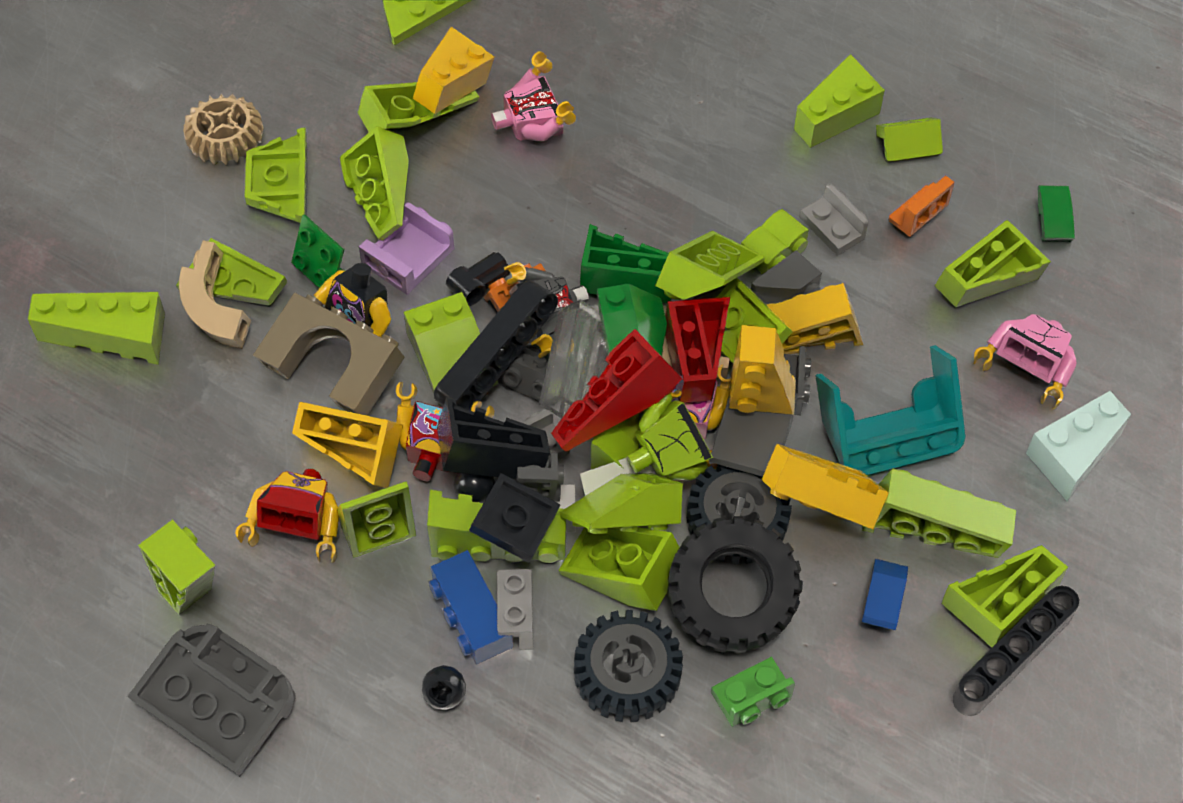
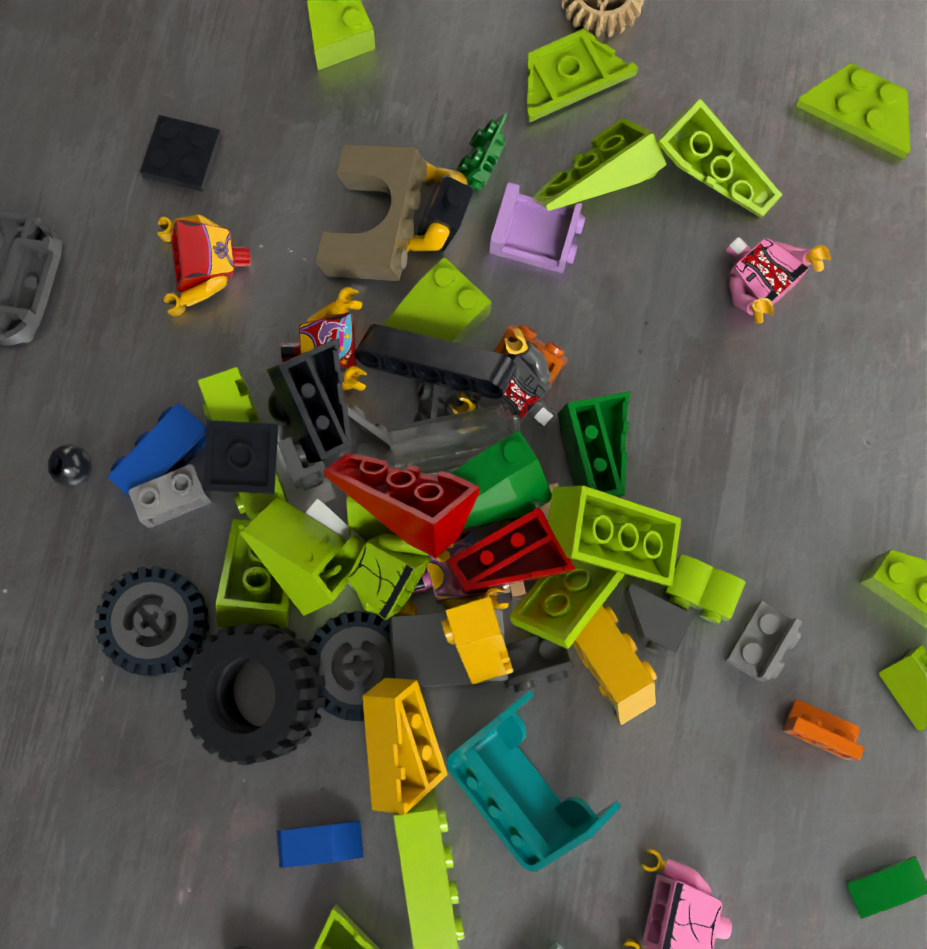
camera: 65 degrees right, 20 degrees up
(176, 494) = (181, 153): none -> black plate
(178, 566) = (77, 185): lime wedge -> none
(196, 286) = (385, 73): tan arch -> none
(245, 278) = (435, 85): lime wing -> none
(354, 440) = (289, 276): yellow wedge -> none
(377, 519) = (211, 328): lime slope -> none
(452, 72) = (768, 173): yellow wedge -> none
(476, 279) = (521, 306): black piece -> none
(752, 692) = (169, 749): bright green bracket -> none
(992, 266) = (774, 836): lime wedge -> none

